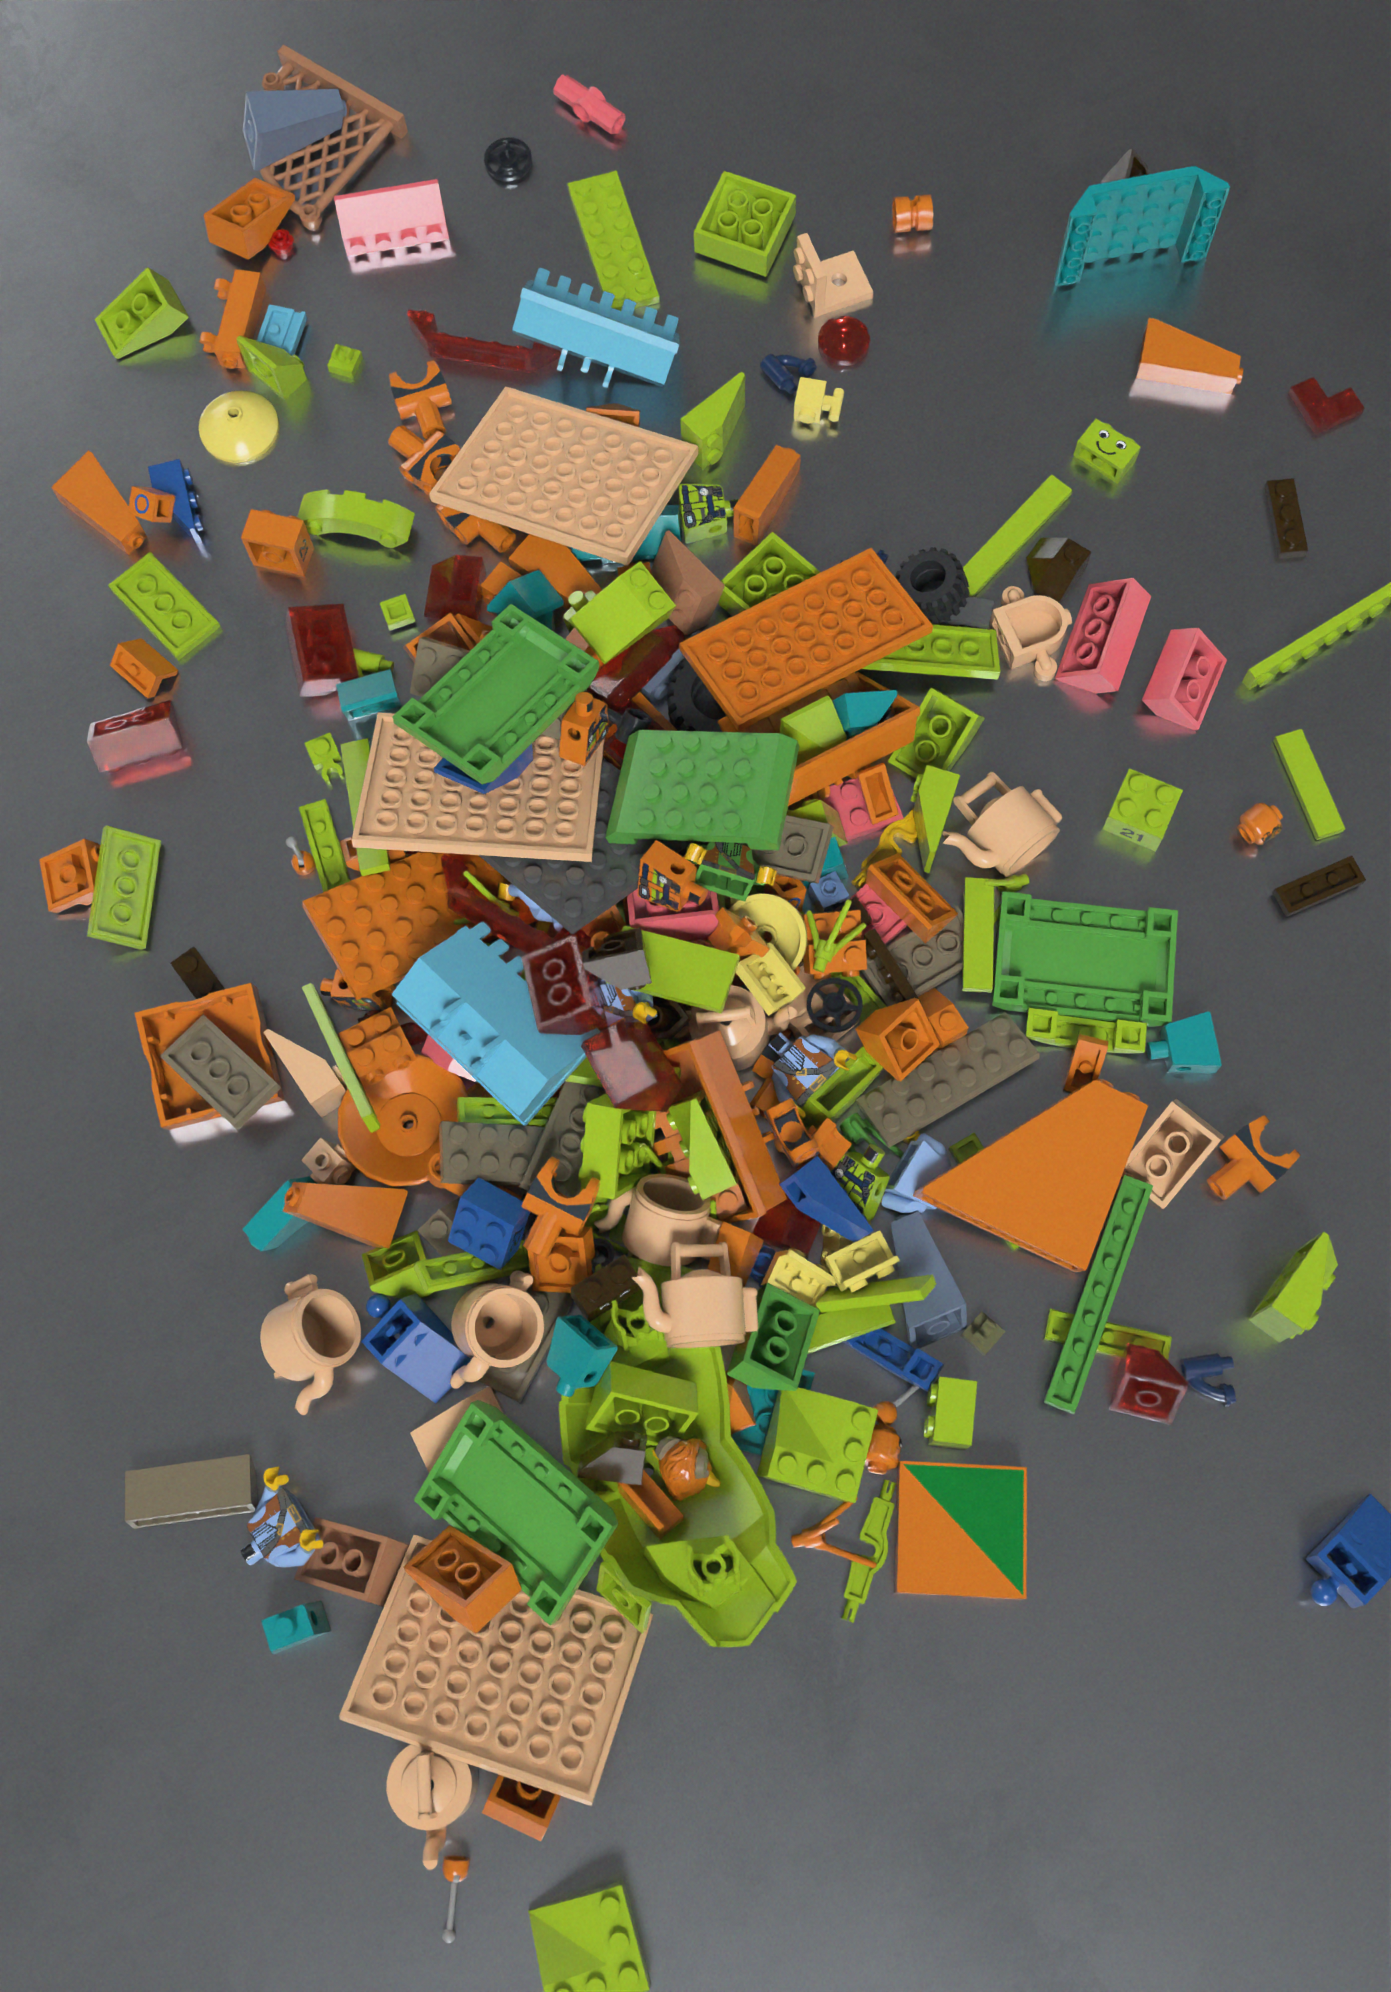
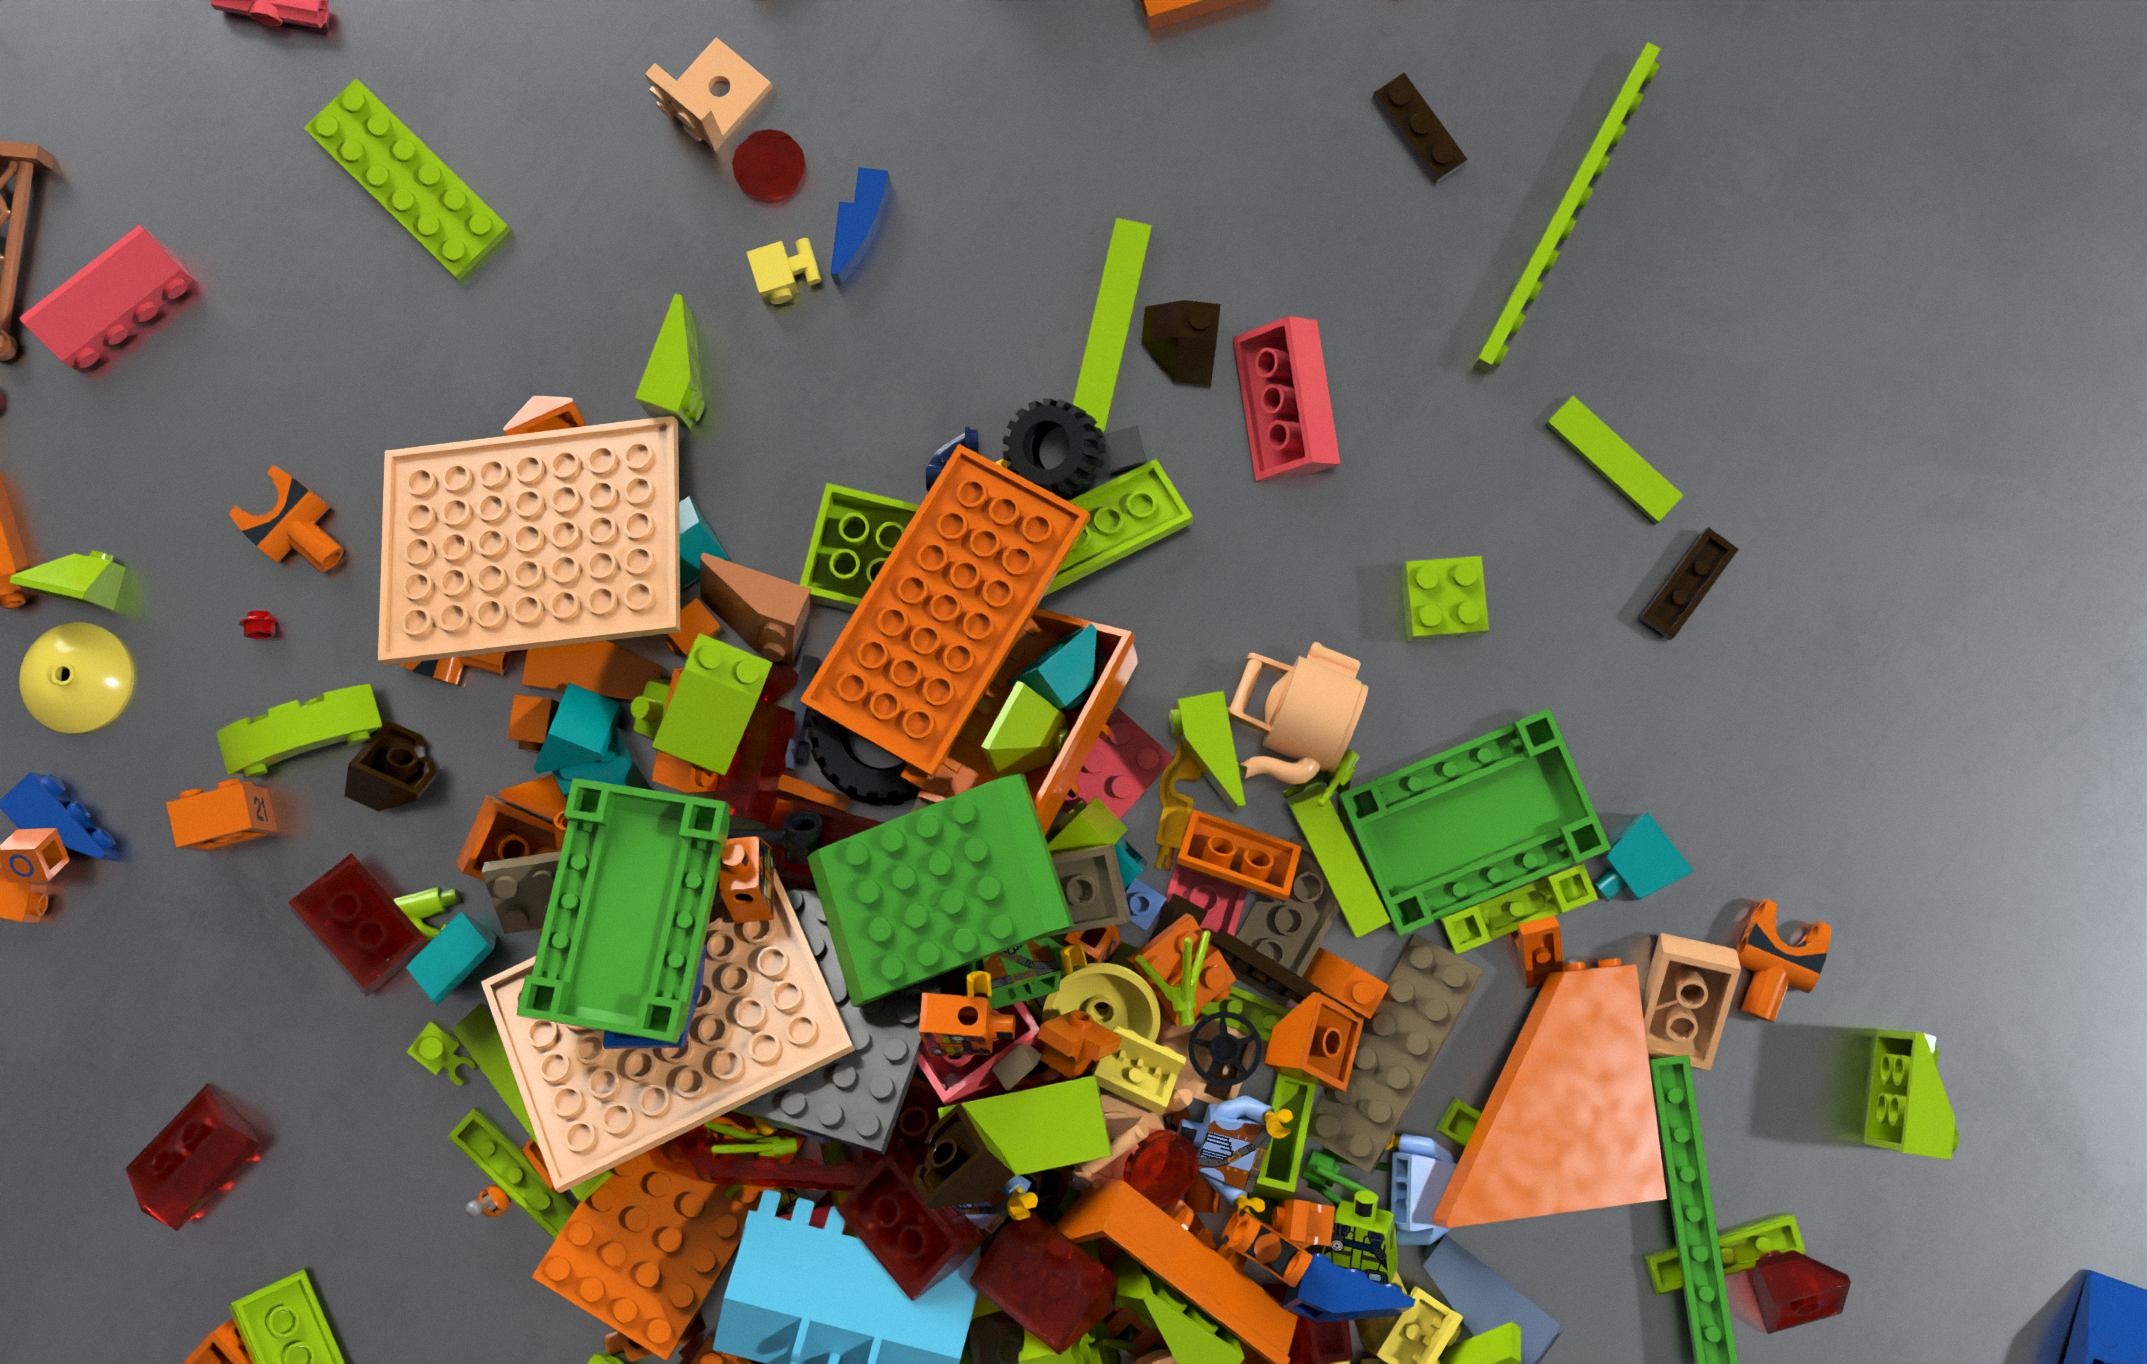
camera: 30 degrees left, 10 degrees up
(142, 666) = (146, 1061): orange panel -> none
(164, 606) = (125, 967): lime tile -> none
(282, 328) = (55, 524): medium azure plate -> none
(344, 361) = (160, 519): lime tile -> none
(367, 449) = (259, 625): none -> red plate
(394, 568) = (390, 769): none -> dark brown slope
(397, 612) = (422, 822): lime plate -> none
(423, 457) = (336, 599): orange connector -> none
(456, 587) = (478, 755): clear red slope -> none
(477, 351) = (405, 375): clear red slope -> none
(508, 159) = (207, 131): black wheel -> none
(596, 330) = (461, 322): medium azure piece -> none
(691, 926) = (1016, 1064): none -> dark tan slope
(704, 511) = (725, 488): torso -> none
(744, 223) = (561, 73): lime slope -> none
(751, 1049) = (1162, 1167): none -> clear red tile
(765, 495) = (788, 427): orange slope -> none
(775, 369) = (707, 251): dark blue plant -> none
(877, 793) = (1133, 754): orange slope -> none
(882, 397) = (859, 222): none -> blue slope
(940, 735) = (1165, 626): lime slope -> none
(983, 1333) = (1586, 1326): olive tile -> none
(1030, 630) = (1196, 437): light nougat piece -> none
(1107, 450) = (1166, 151): lime brick -> none
(1185, 678) = (1407, 403): coral slope -> none
(1209, 1365) = (1848, 1227): dark blue plant -> none
(1260, 823) = (1586, 543): orange head -> none

